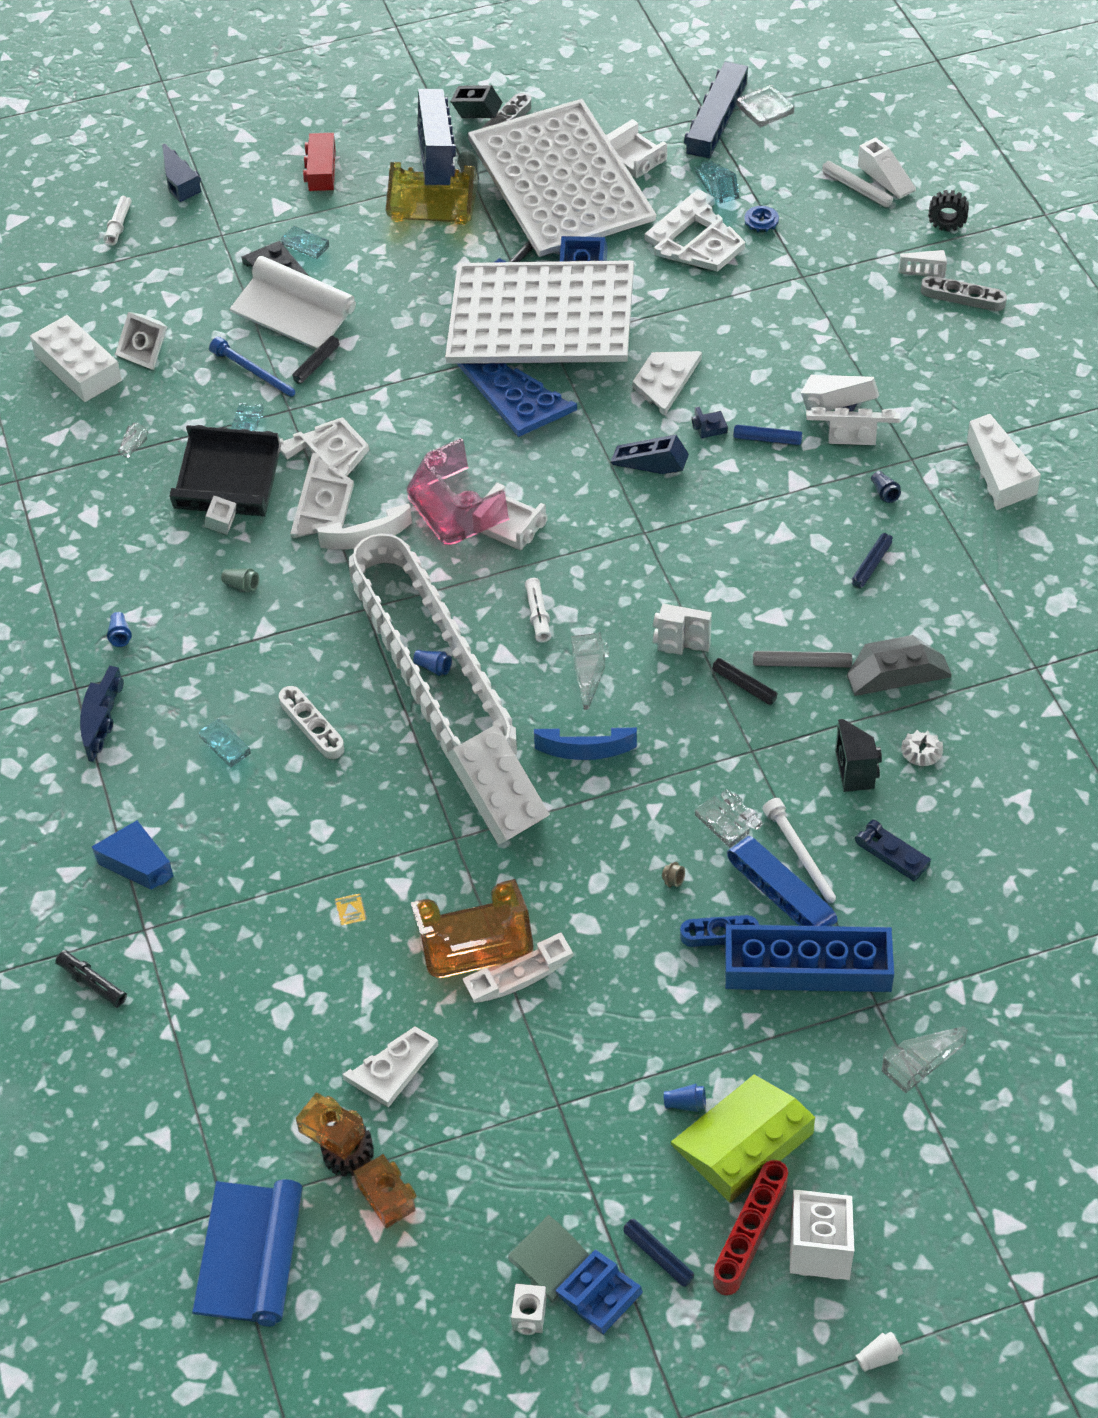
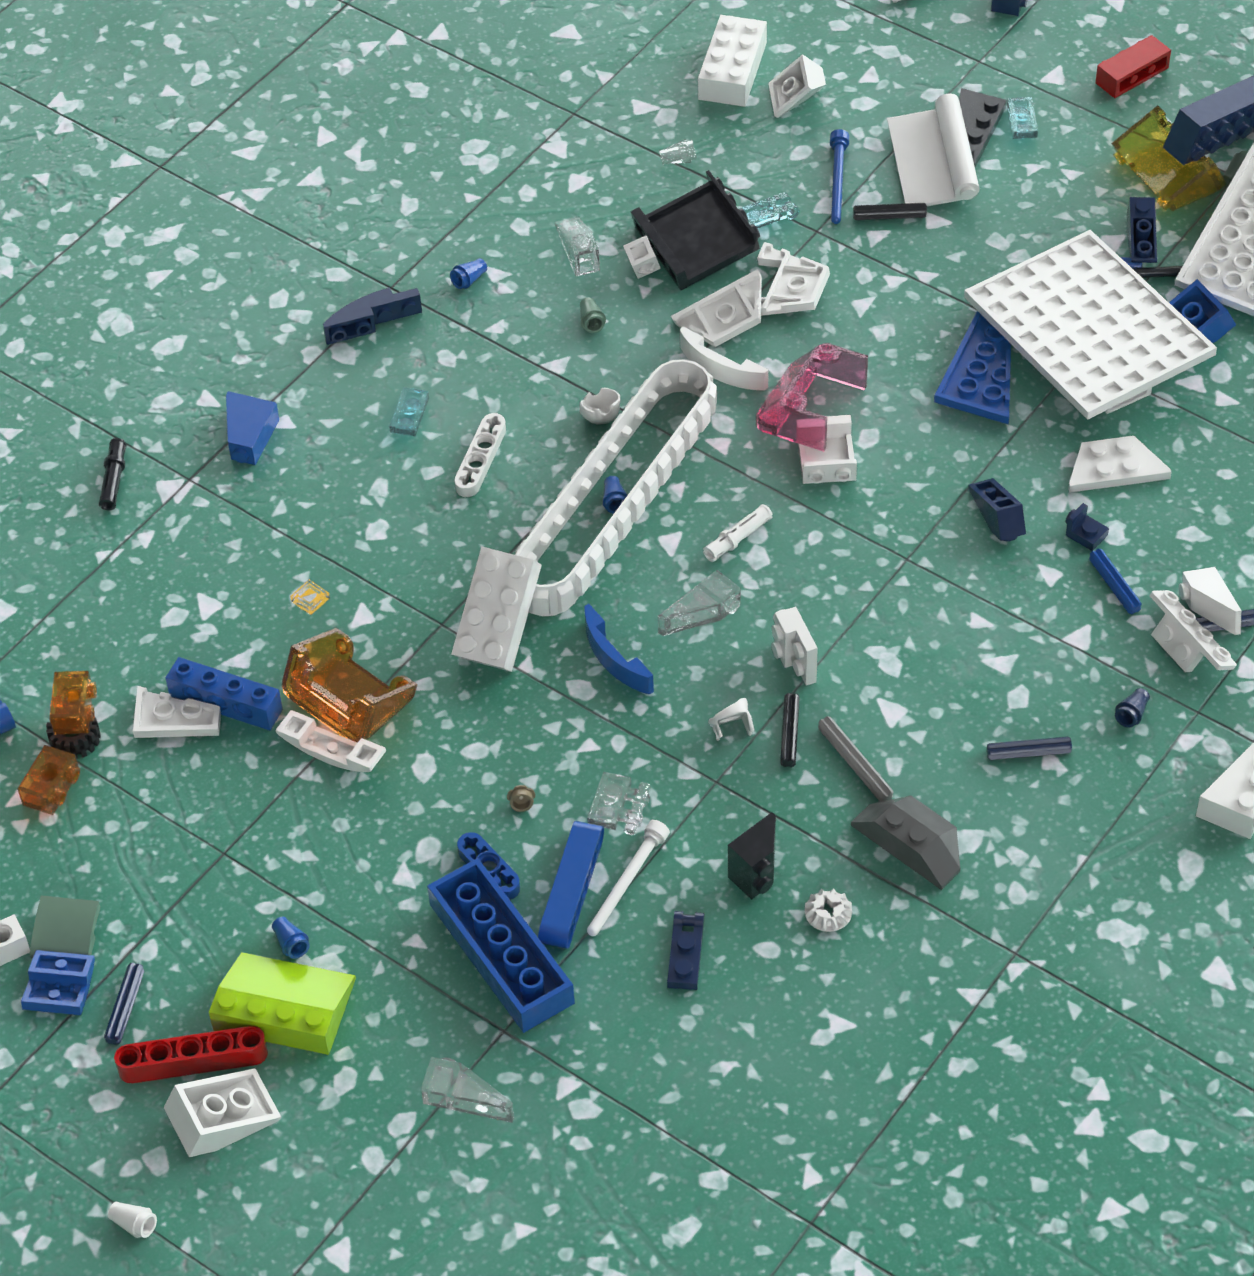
camera: 55 degrees right, 0 degrees up
(161, 546) = (579, 245): none -> clear slope
(341, 620) = (600, 407): none -> white hair
(416, 1008) = (235, 695): none -> blue brick
(478, 242) = (1142, 229): none -> dark blue slope
(709, 699) = (736, 711): none -> white piece

